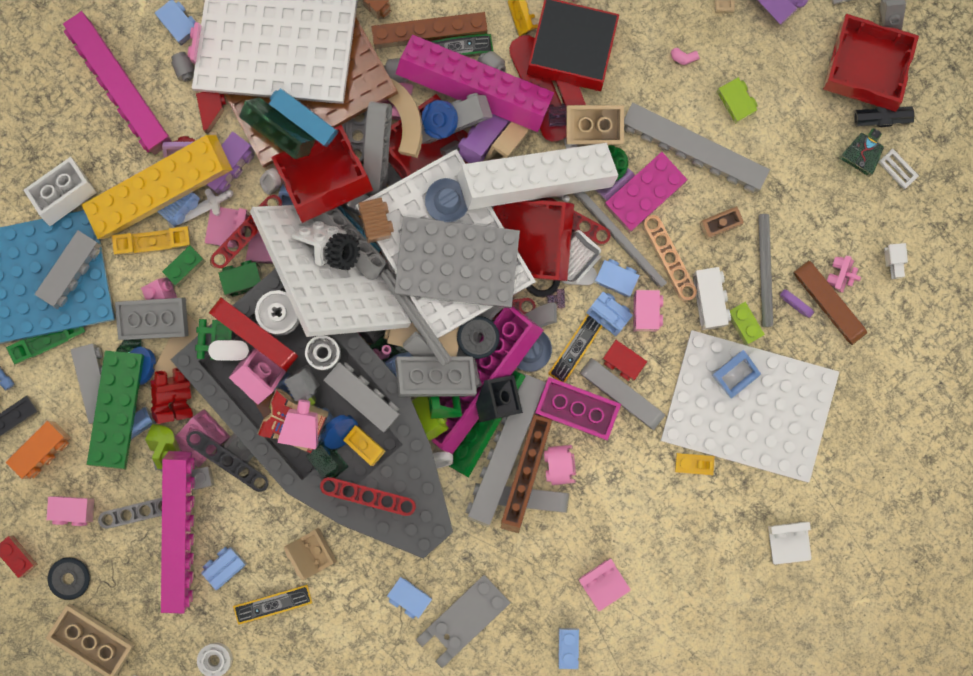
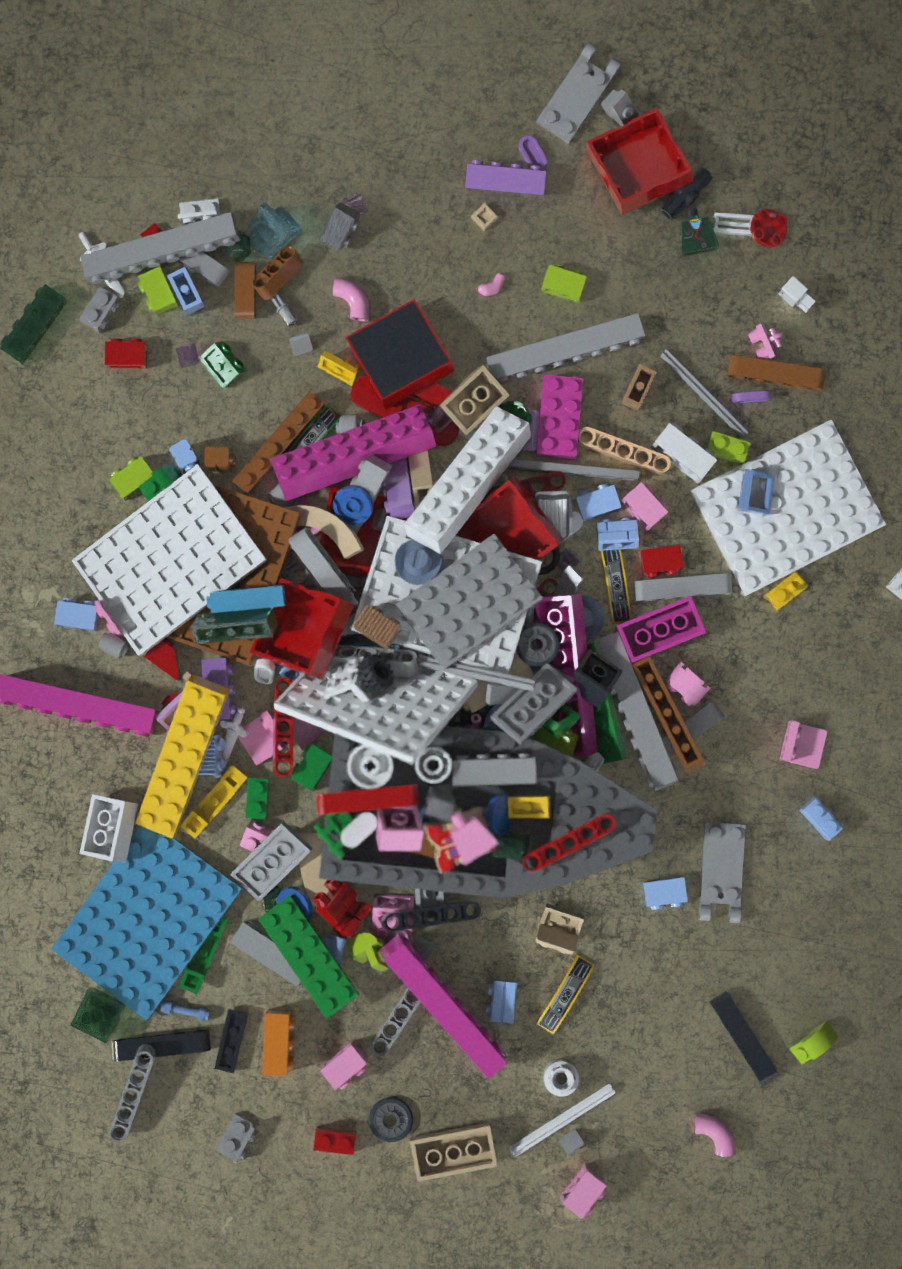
camera: 40 degrees left, 0 degrees up
(68, 270) = (172, 883): light grey brick -> none
(921, 194) = (768, 228): none -> red dish

